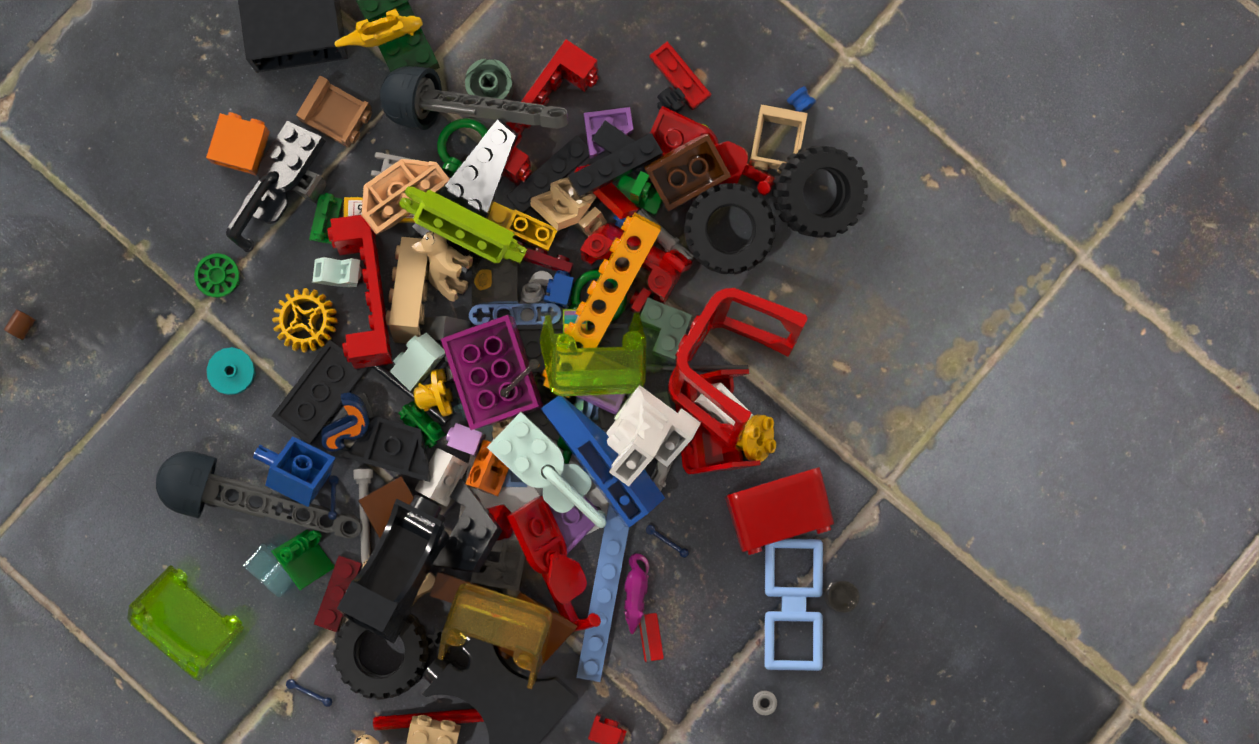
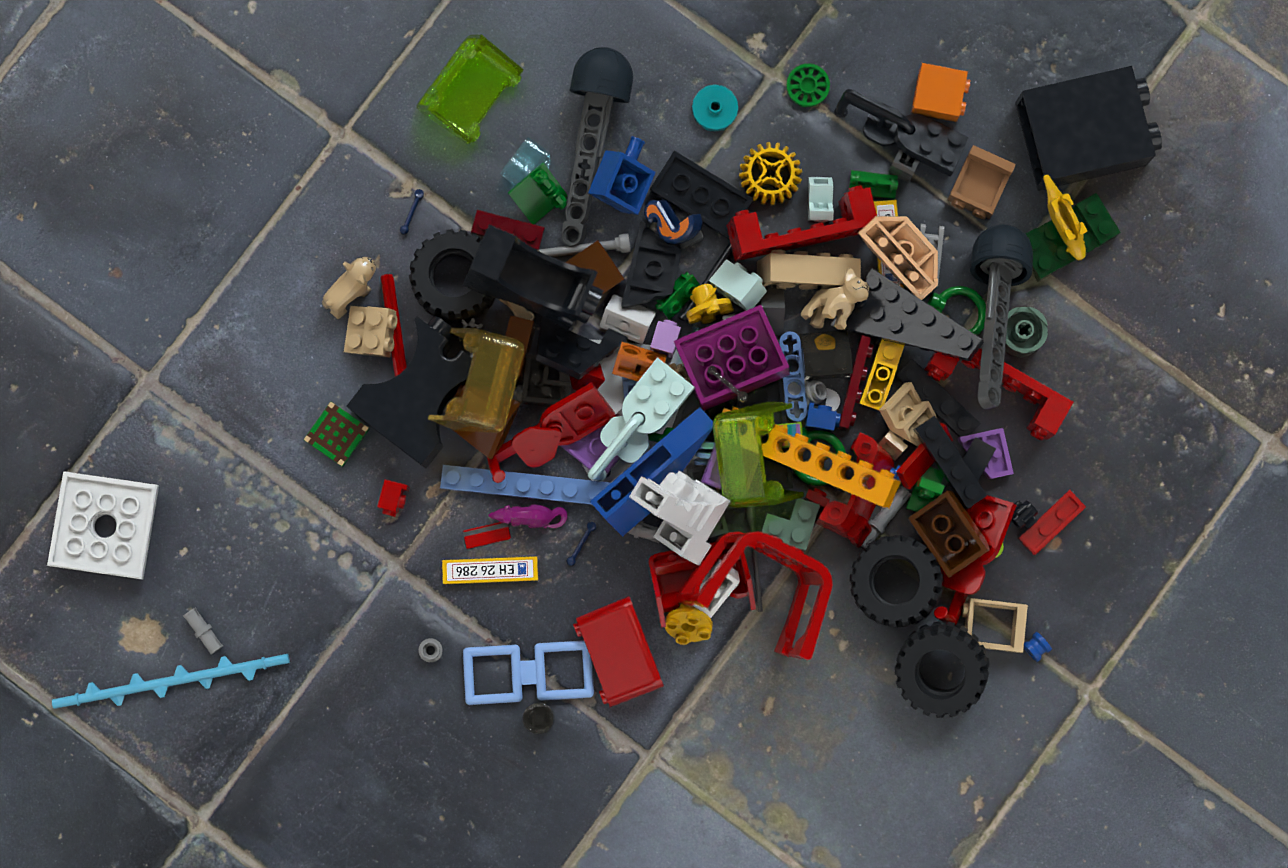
camera: 85 degrees right, 0 degrees up
(333, 481) = (615, 216): dark blue hinge -> none
(462, 226) = (873, 315): lime hinge -> none
(687, 636) = (490, 570): none -> tile

